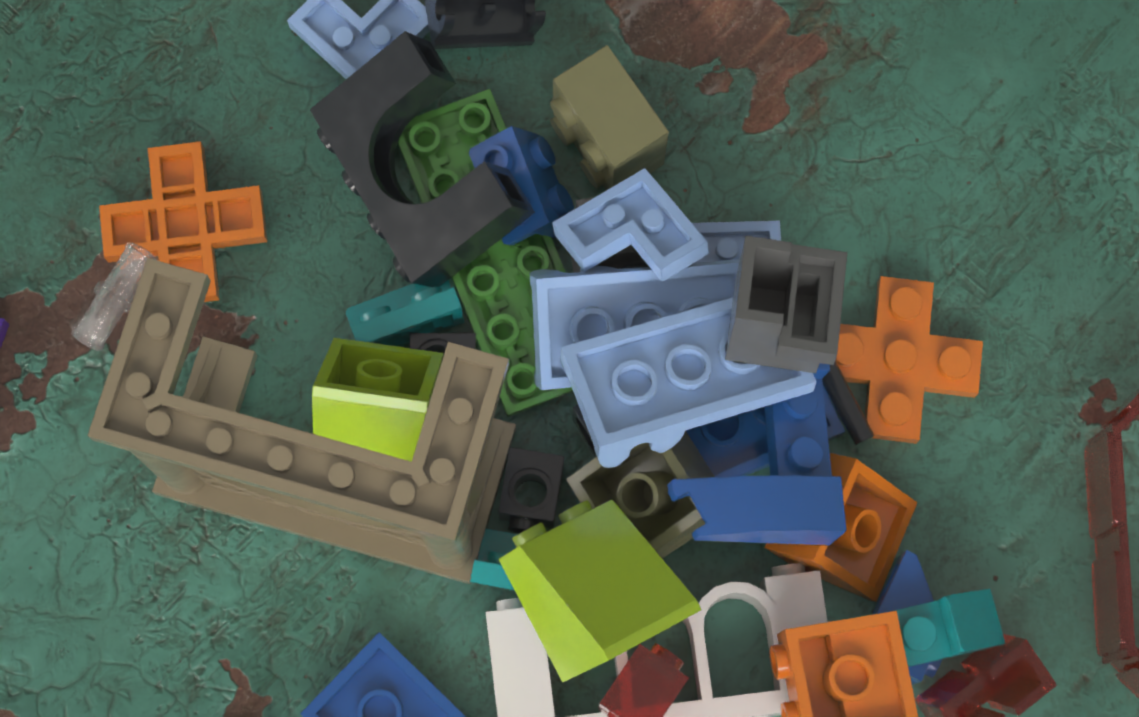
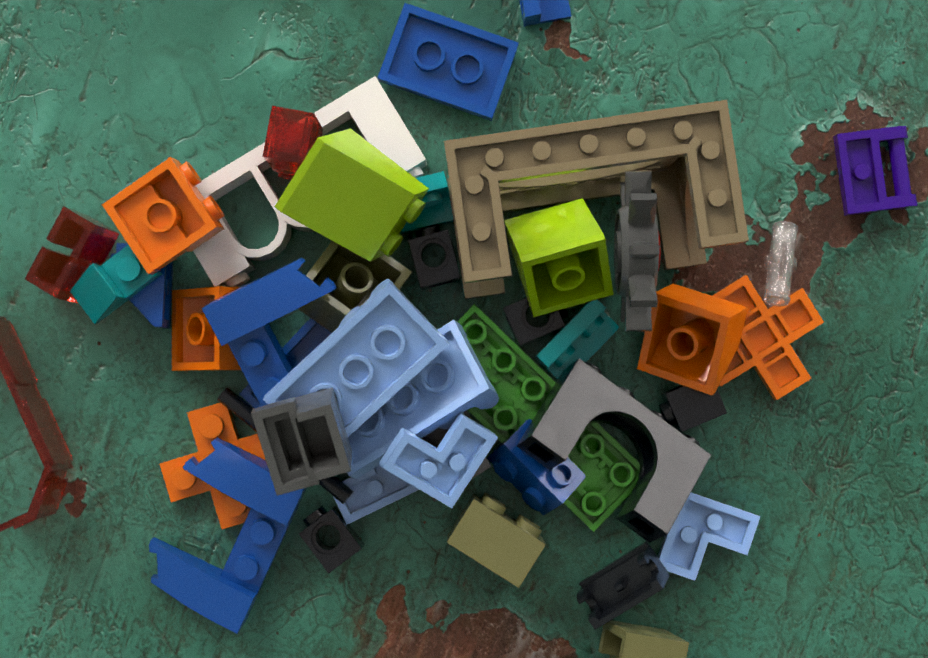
camera: 160 degrees right, 10 degrees up
(265, 252) = (691, 338): none -> orange slope
(288, 351) = (637, 251): none -> dark grey gear
(302, 181) = (690, 407): none -> black brick
(806, 192) = (330, 556): none -> black brick
(952, 204) = (230, 593): none -> blue wedge

